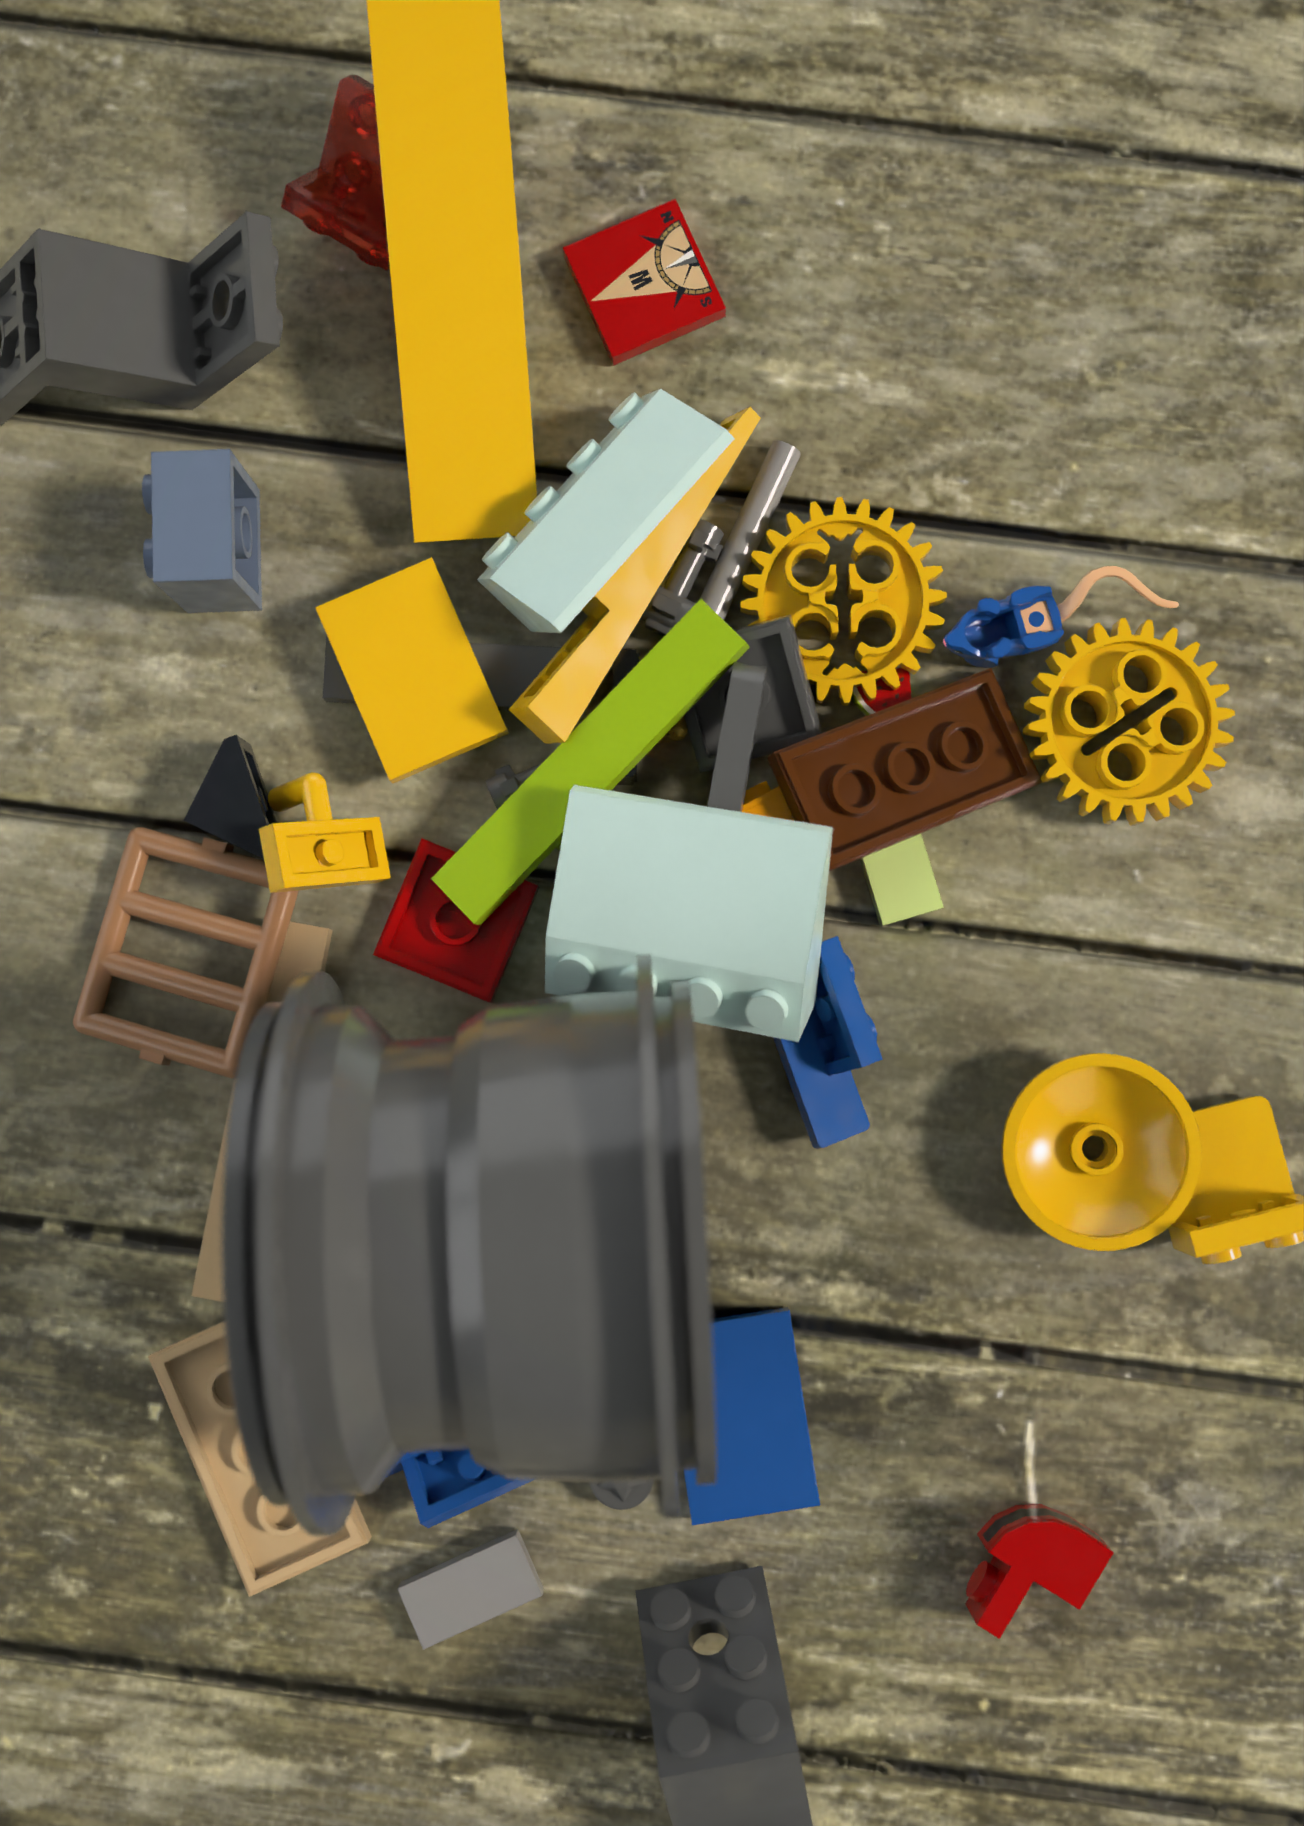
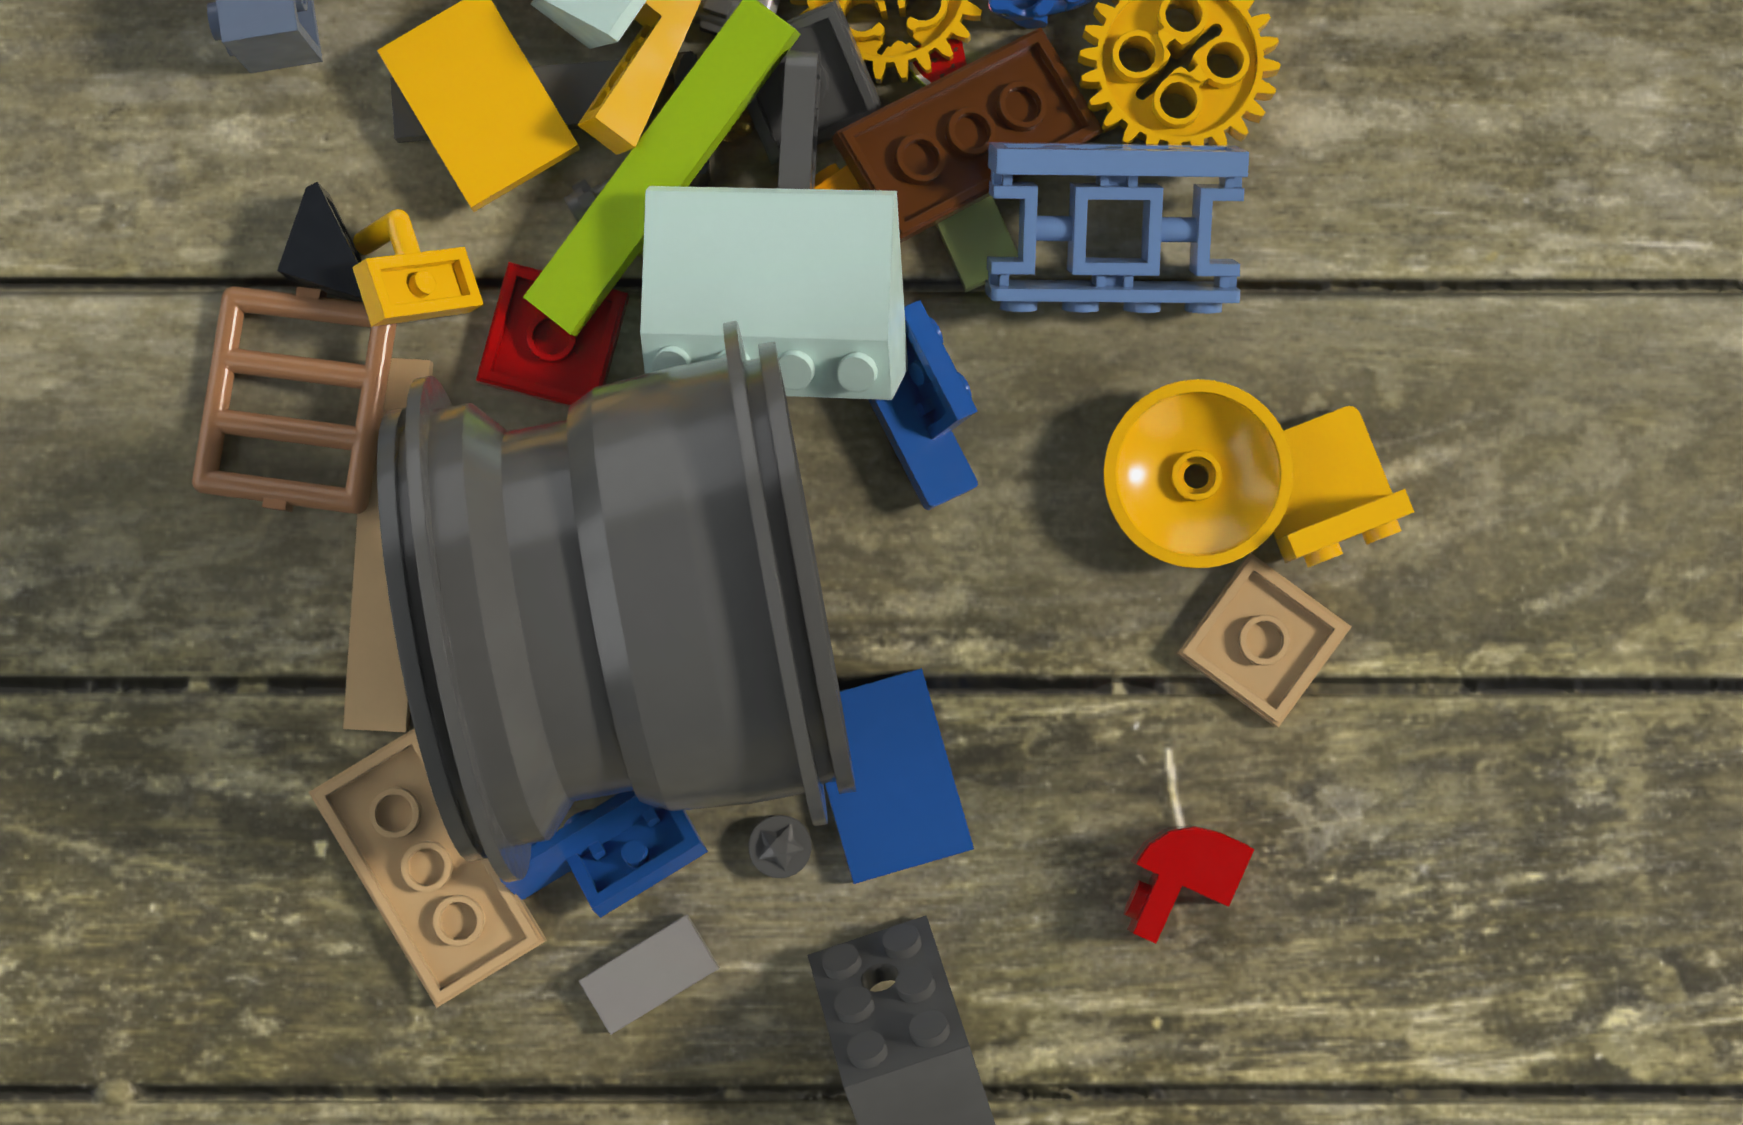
camera: 10 degrees left, 0 degrees up
(1056, 835) = (1116, 179): none -> medium blue fence
(1142, 1325) = (1263, 640): none -> tan tile

